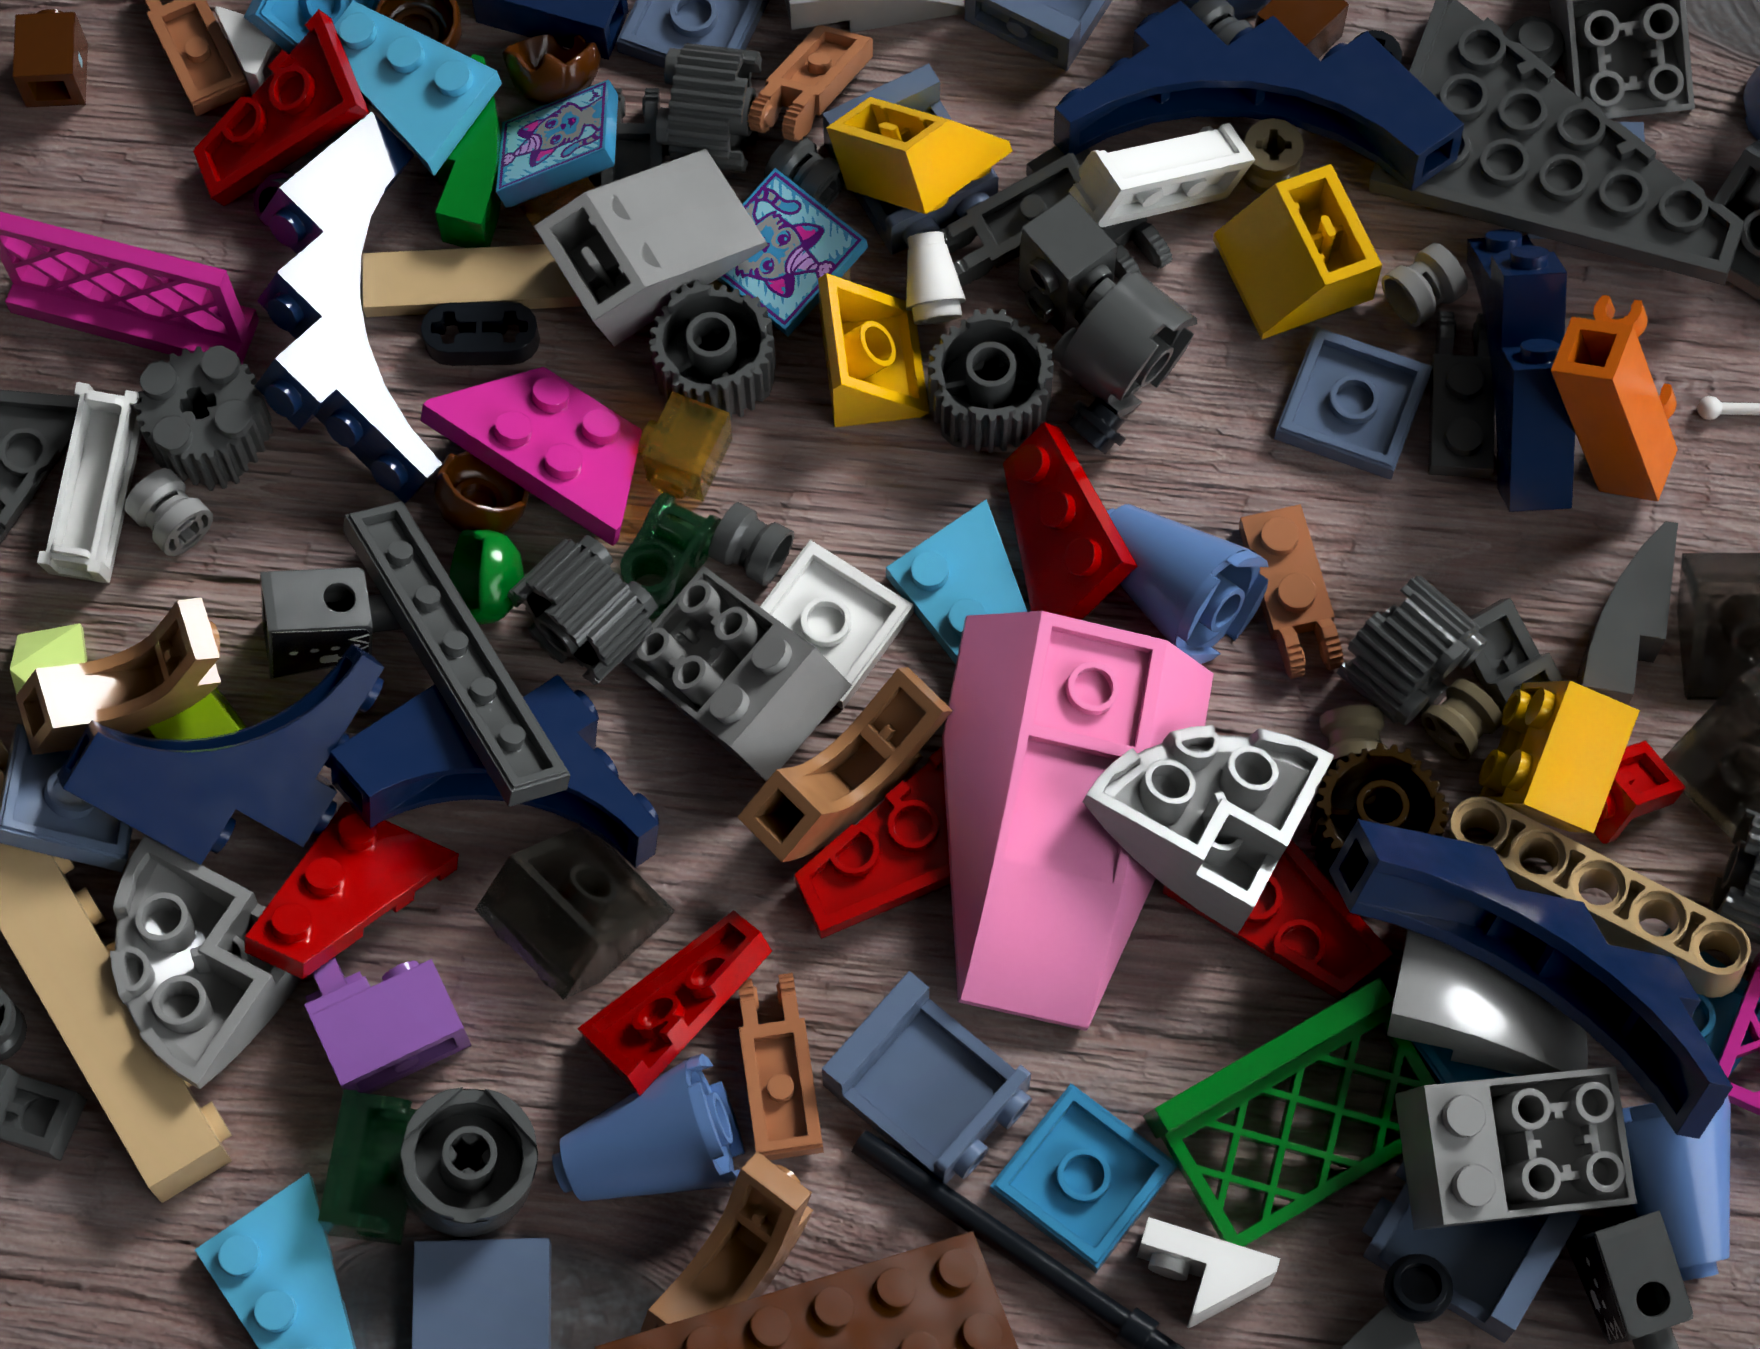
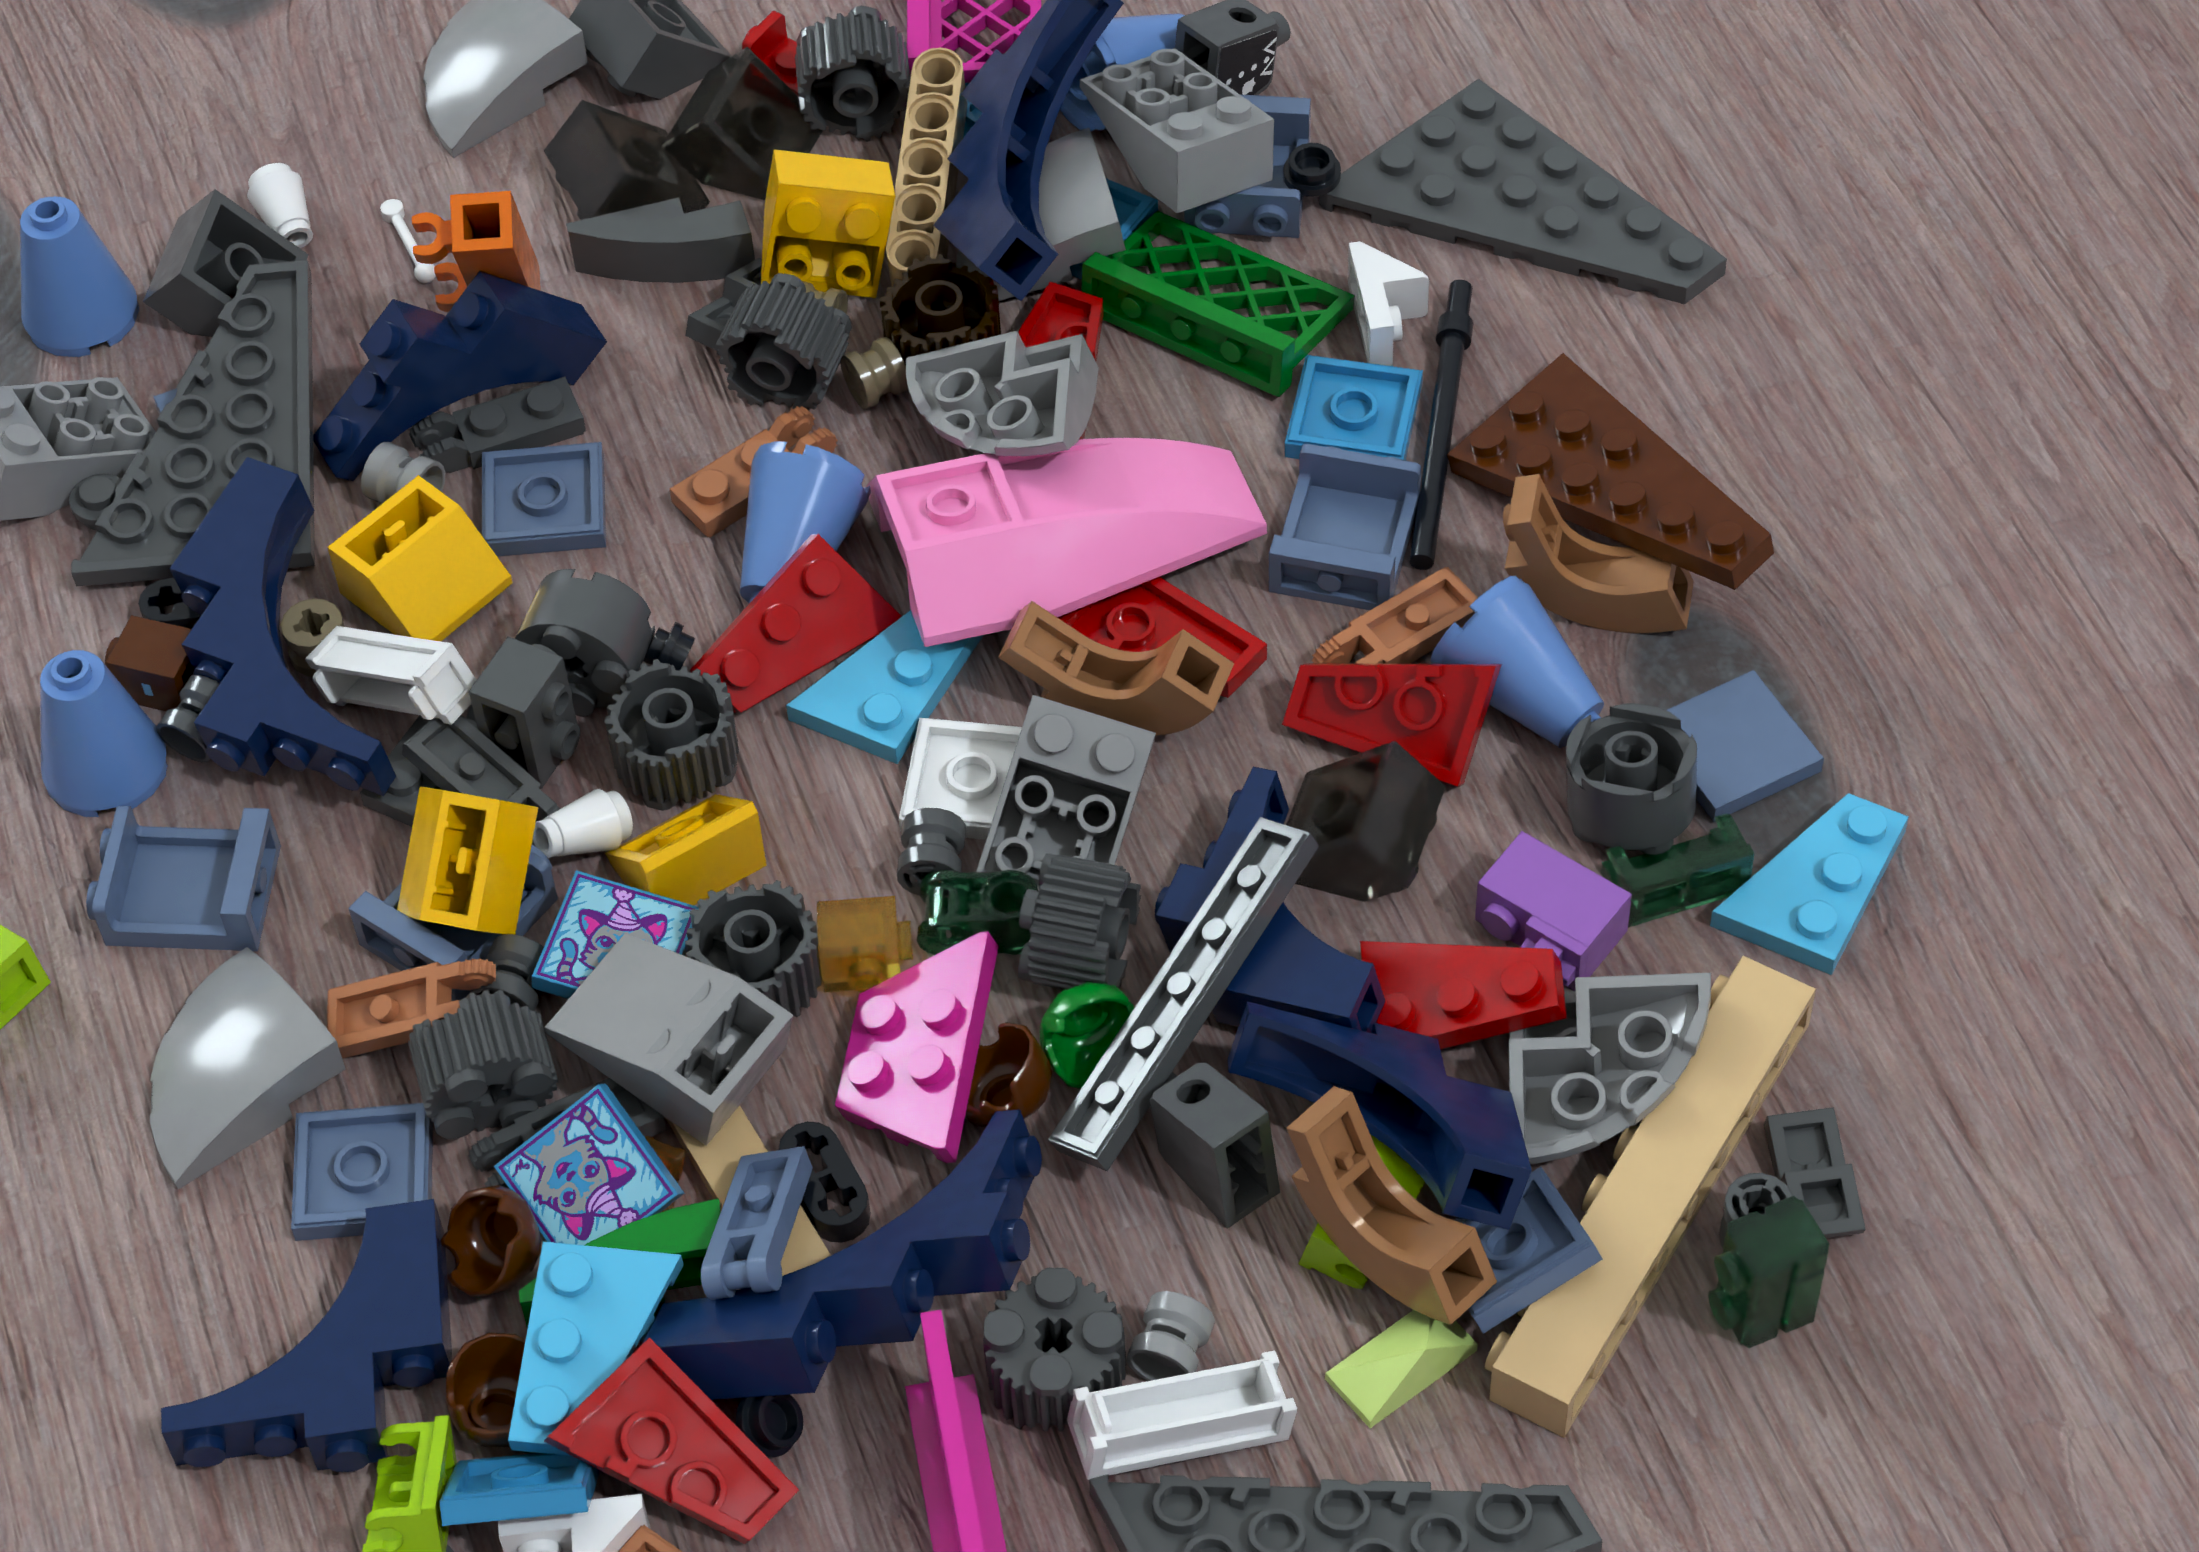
camera: 115 degrees left, 15 degrees down
(432, 234) = (756, 1223): none -> sand blue plate

